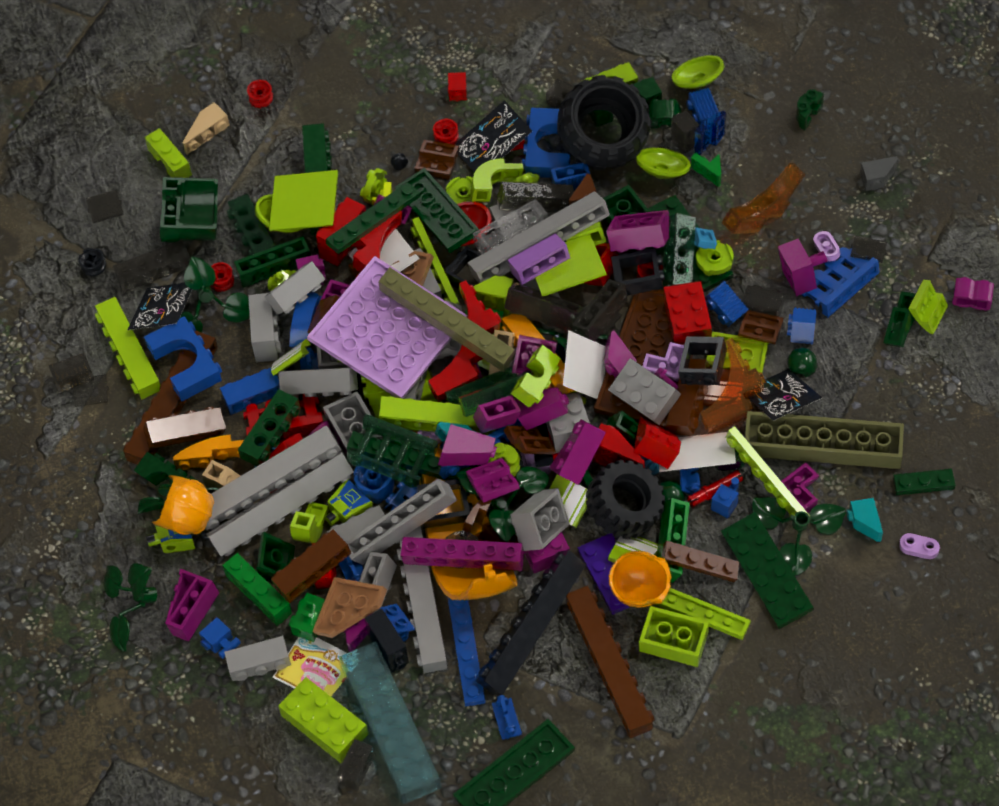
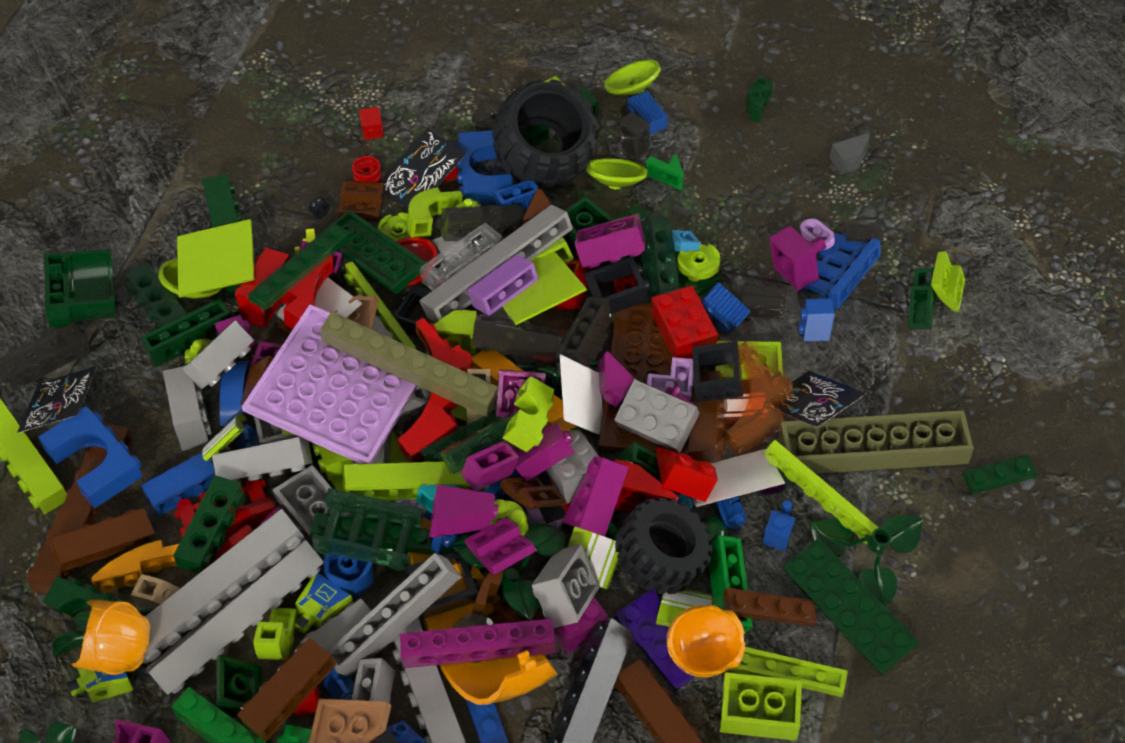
camera: 15 degrees left, 5 degrees down
(164, 150) = (42, 227): lime arch -> none
(200, 277) = (99, 357): dark green plant -> none
(207, 125) = (89, 198): tan slope -> none
(227, 278) = (129, 351): red wheel -> none
(255, 89) = (148, 157): red wheel -> none
(374, 183) = (294, 233): lime plate -> none
(396, 499) = (380, 590): blue hinge -> none
(663, 111) = (607, 121): dark green cylinder -> none
(708, 492) = (755, 523): red pin -> none
(710, 132) = (661, 133): clear blue slope -> none
(761, 327) = (768, 328): reddish brown slope -> none
(769, 204) = (744, 197): clear orange arch -> none
(797, 485) = (859, 495): magenta brick -> none
(802, 362) = (824, 360): dark green hair -> none
(865, 518) = (948, 526): teal slope -> none
(919, 546) = (1018, 549): lavender plate -> none
(973, 293) = (990, 262): magenta brick -> none

